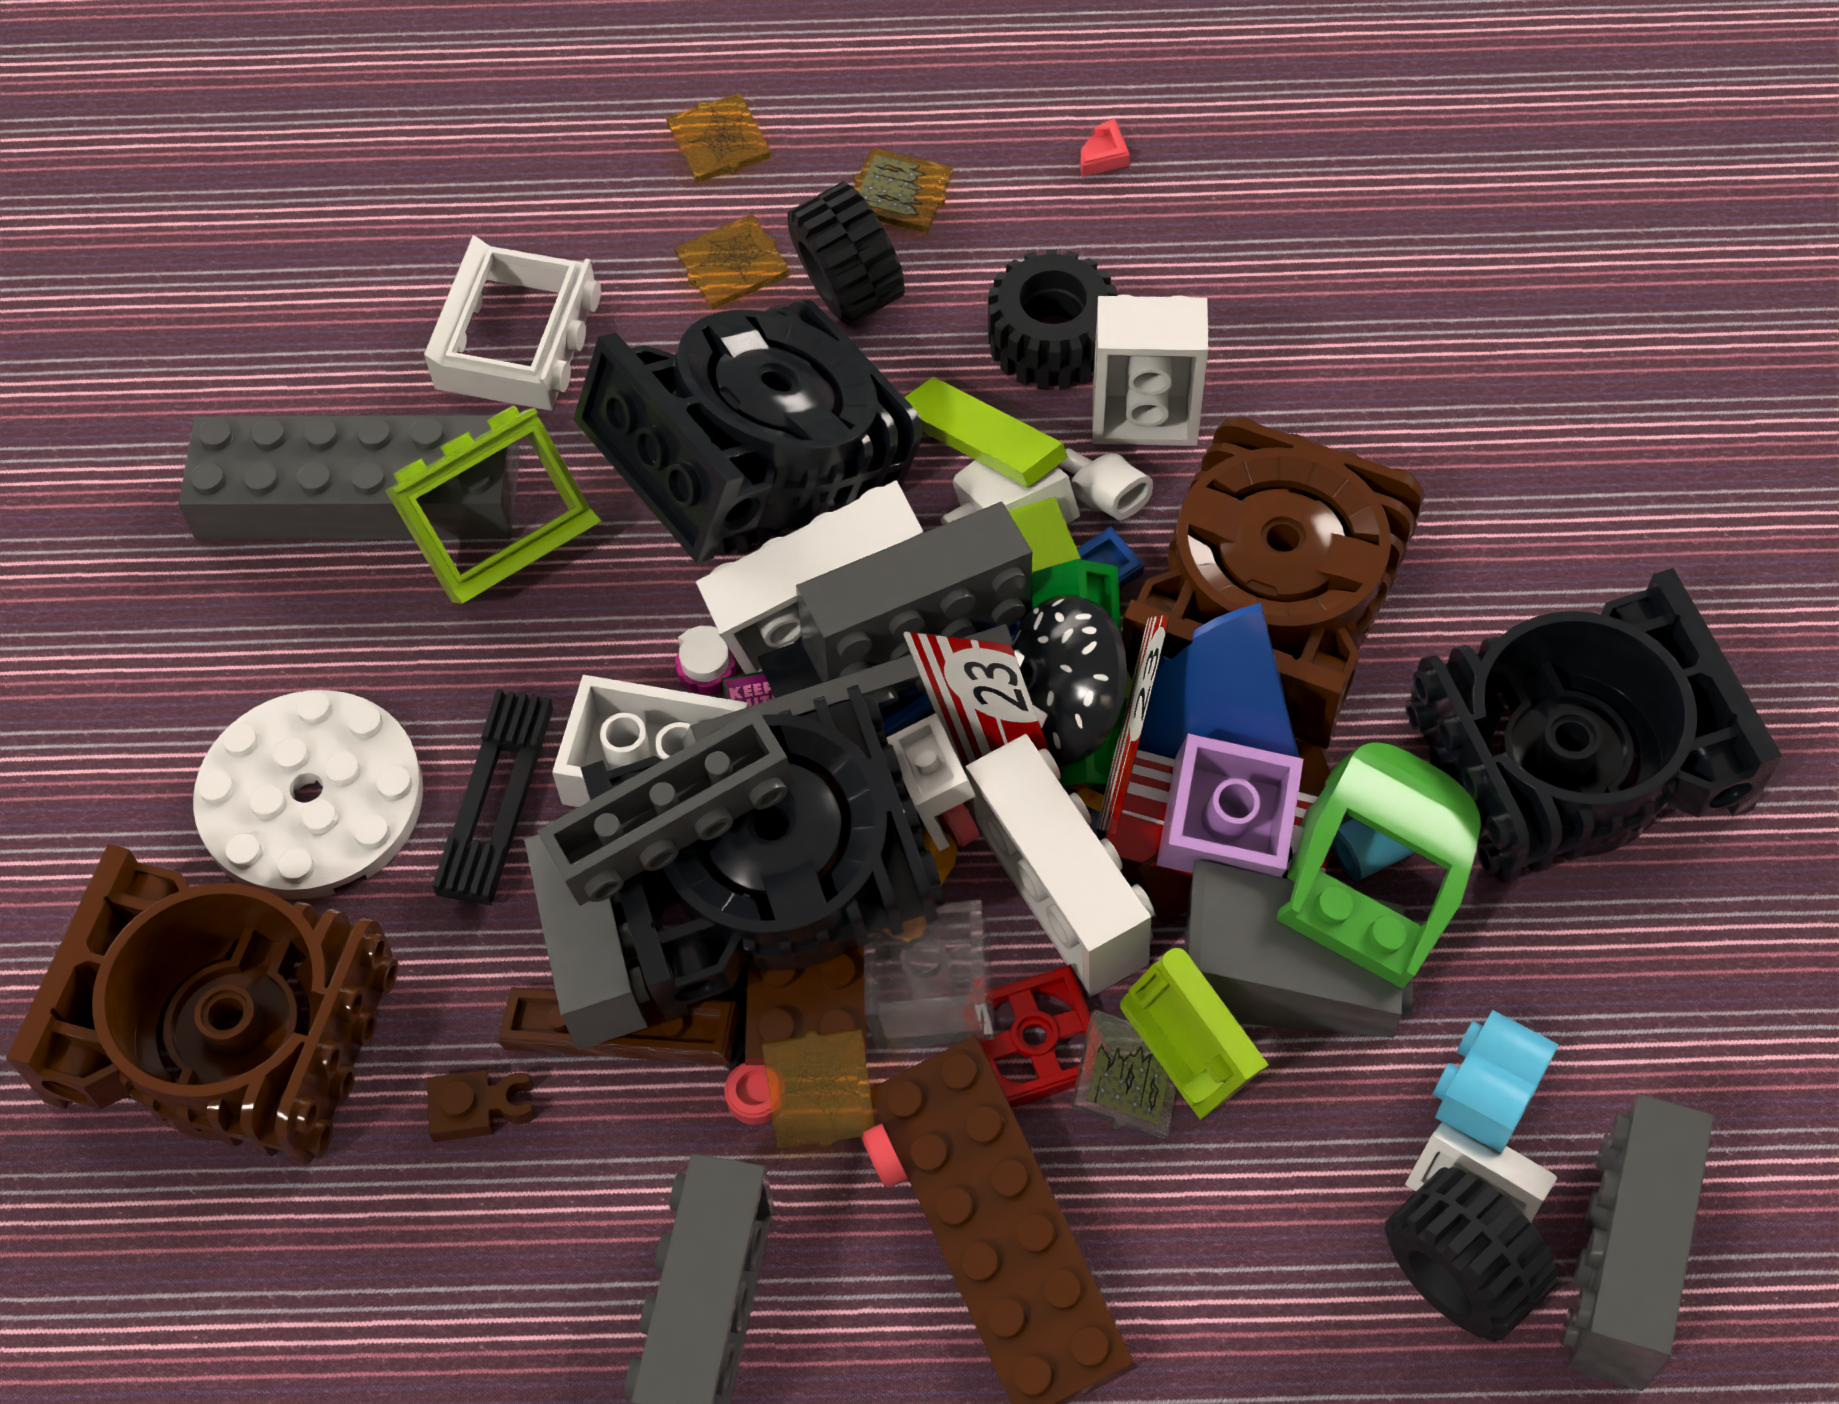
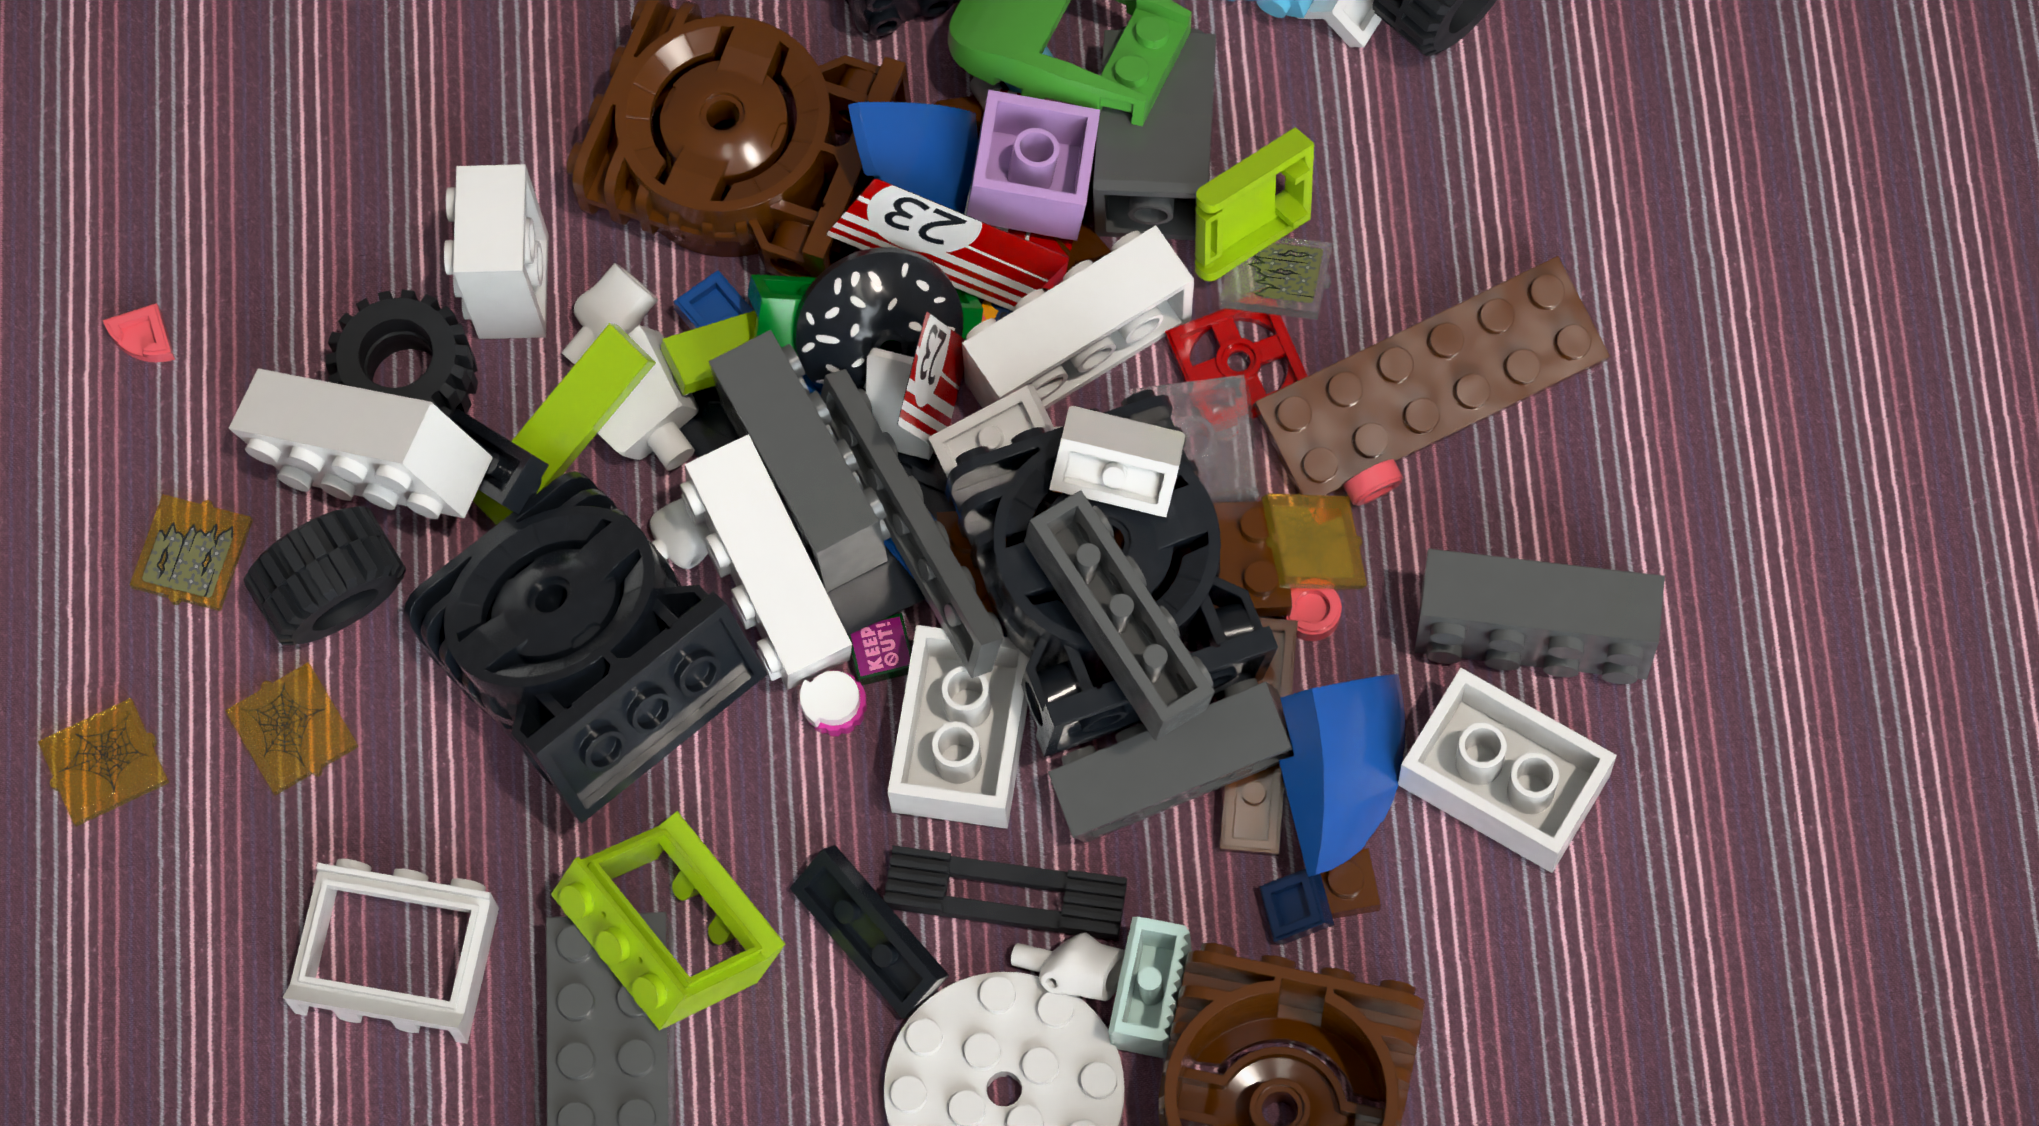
camera: 90 degrees left, 10 degrees up
(396, 901) = (1149, 986): none -> light aqua brick
(406, 849) = (1075, 967): none -> white piece
(440, 1053) = (1296, 906): none -> dark blue tile
(473, 680) = (869, 931): none -> black plate
(541, 1259) = (1506, 769): none -> white brick
(567, 1093) = (1343, 765): none -> blue brick
(850, 824) = (1118, 461): none -> white panel
(943, 371) = (513, 472): none -> black plate
(952, 262) = (360, 444): none -> white brick

